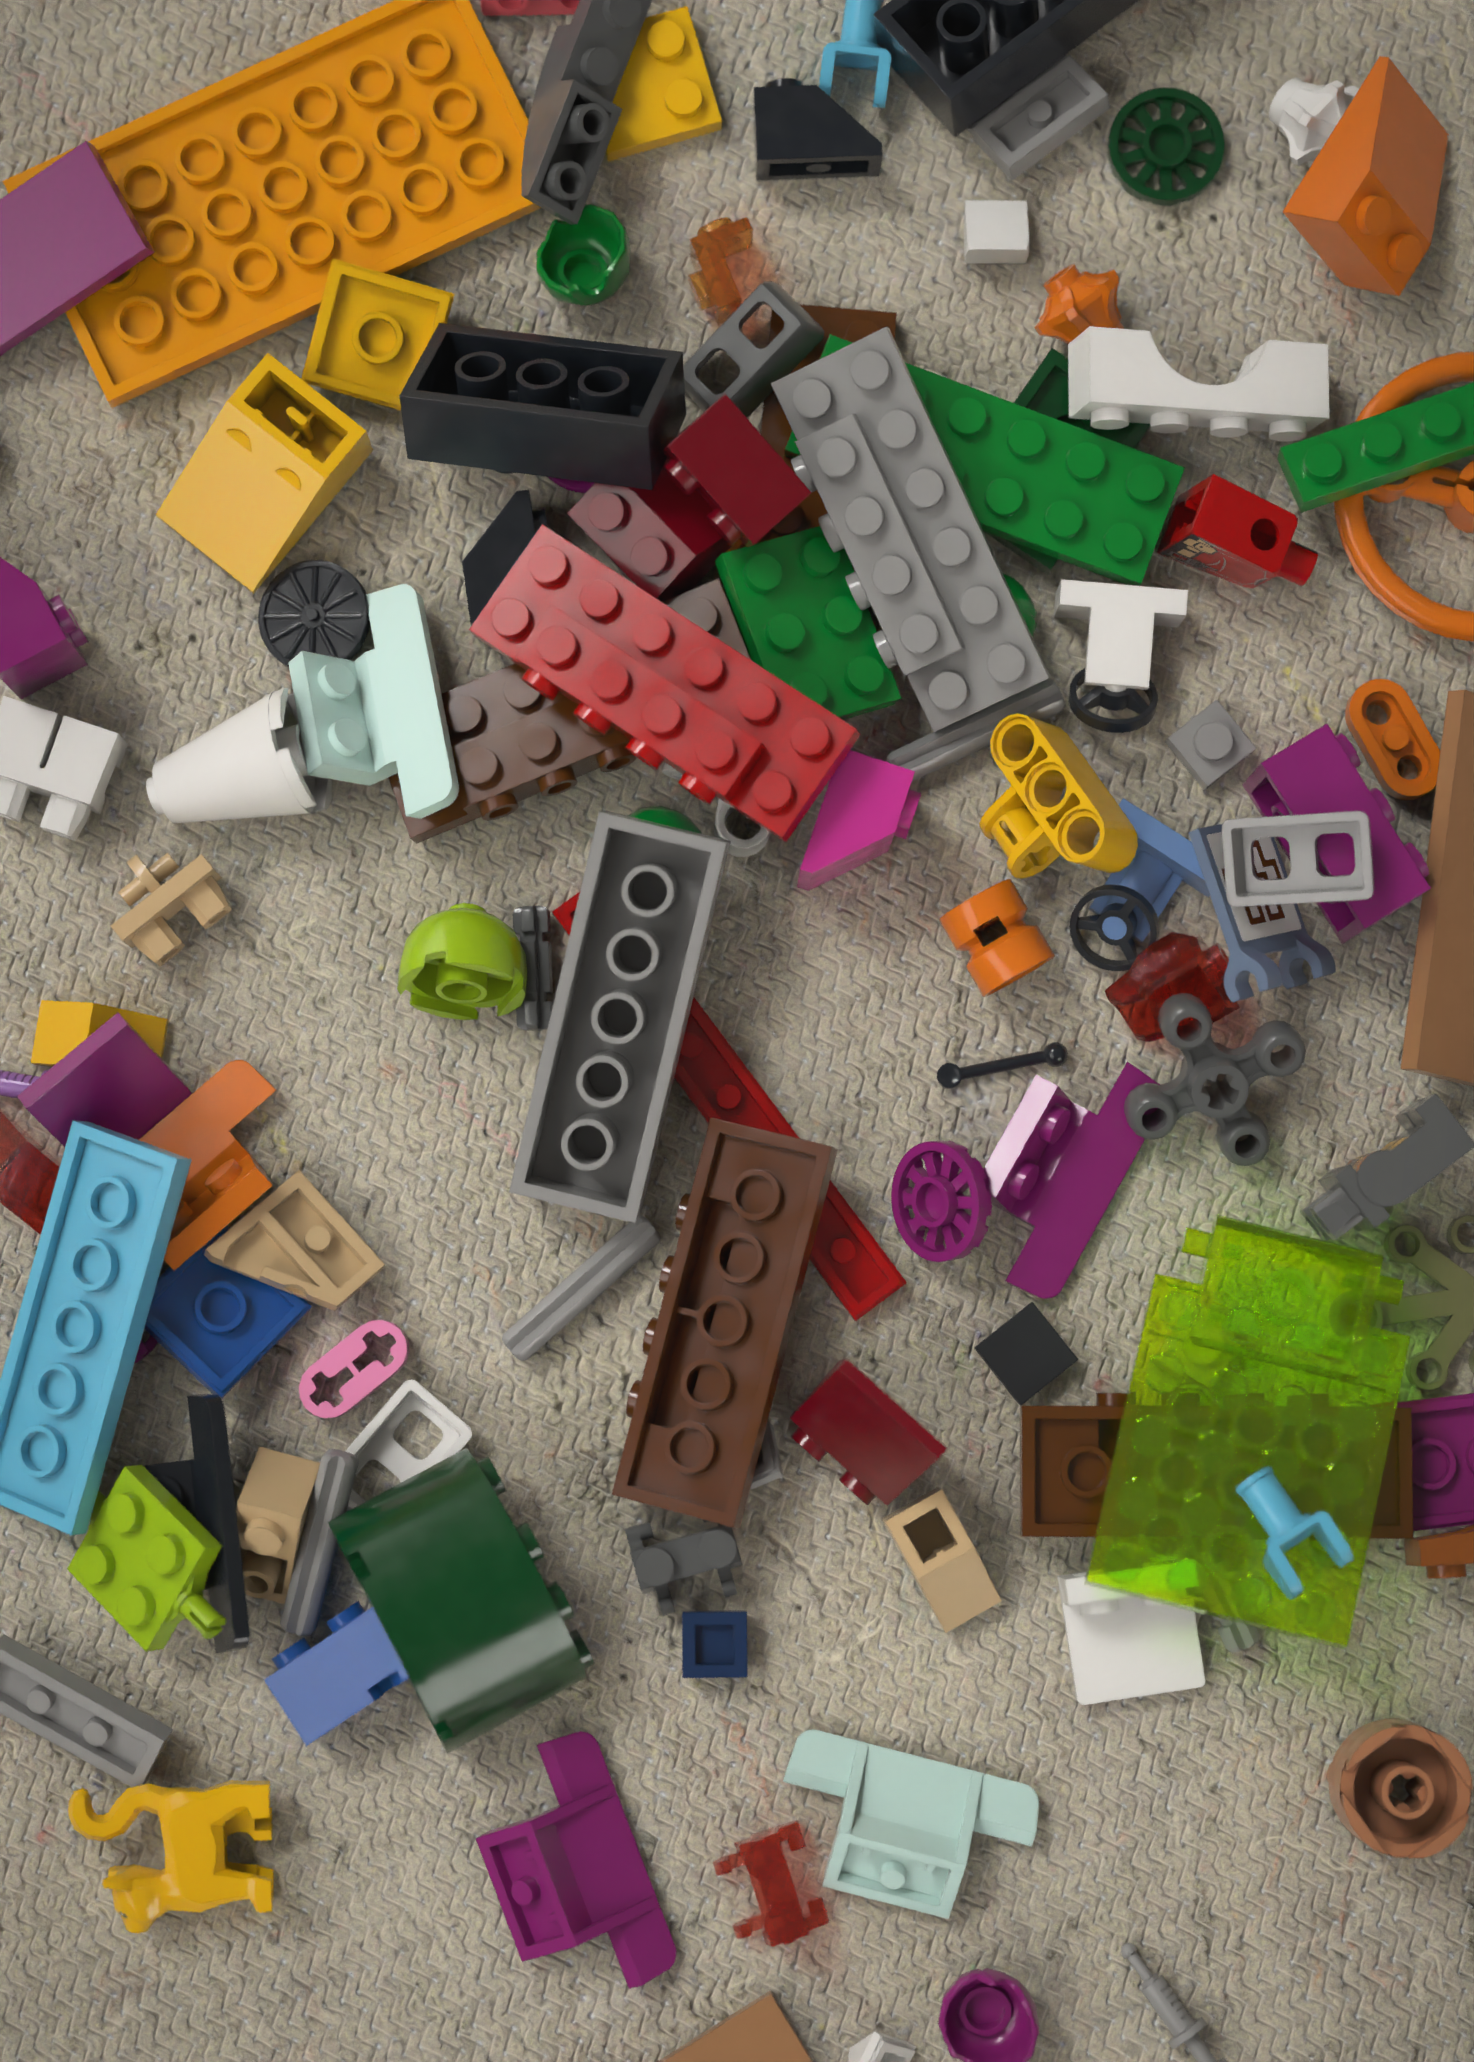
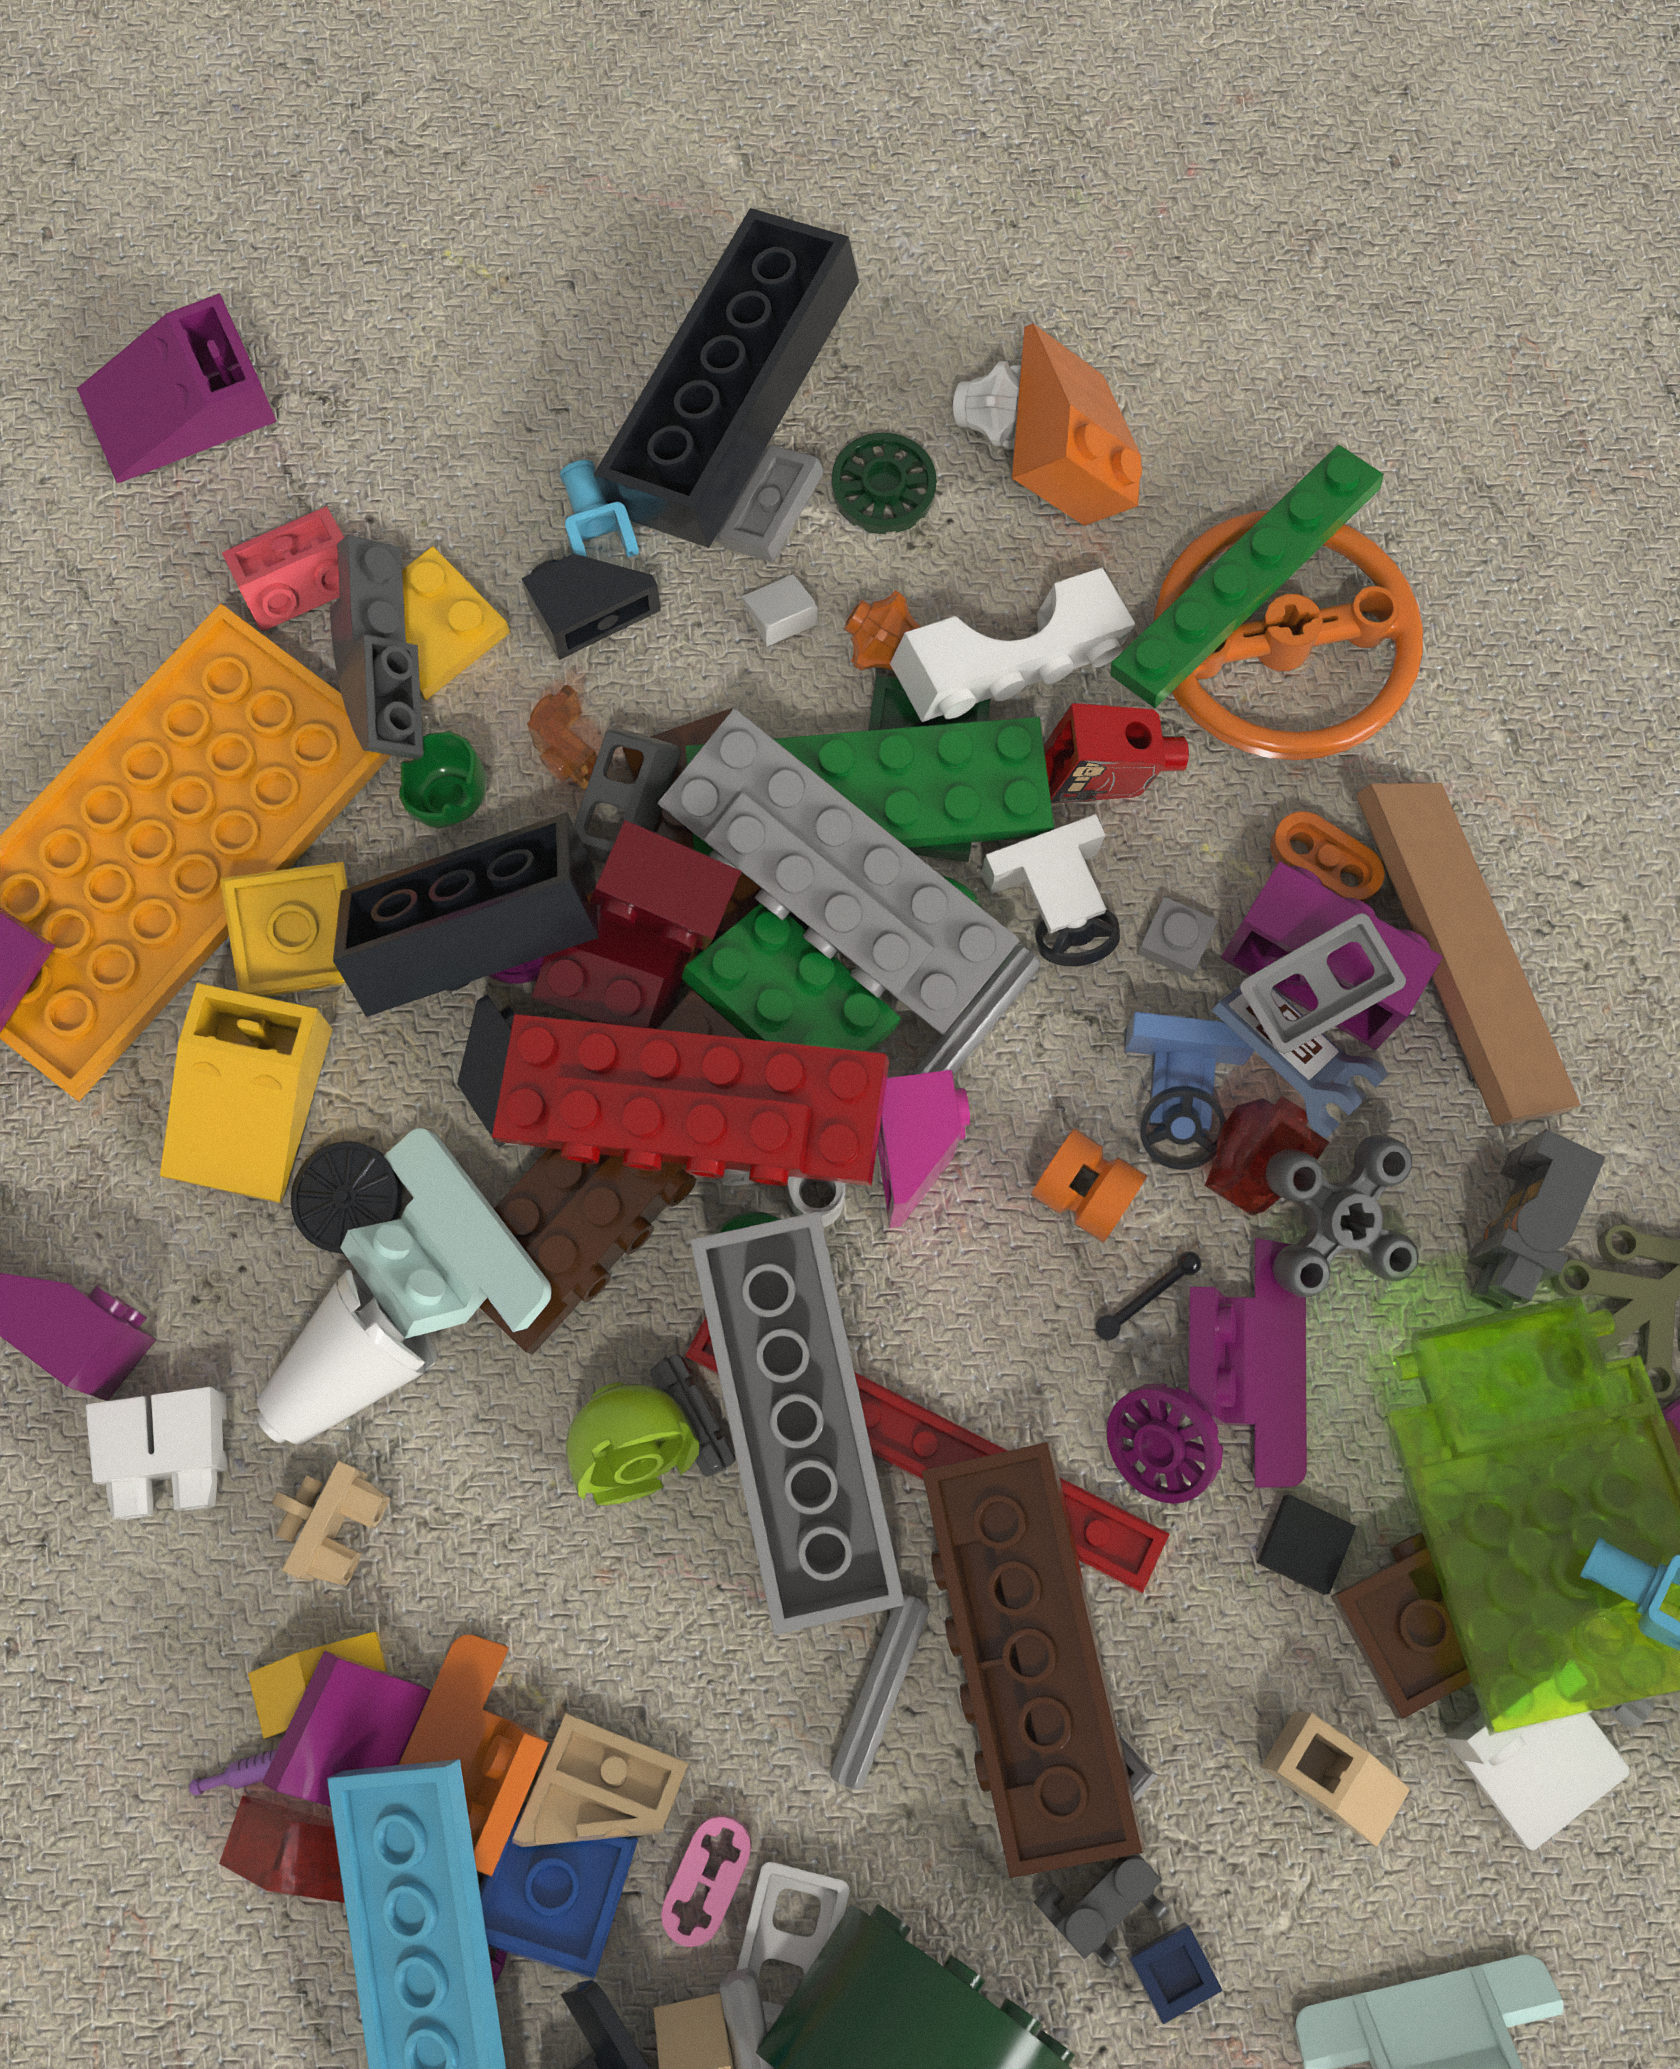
camera: 25 degrees left, 10 degrees down
(864, 1434) = (1214, 1695): dark red slope -> none
(1031, 817) = (1072, 1071): yellow piece -> none

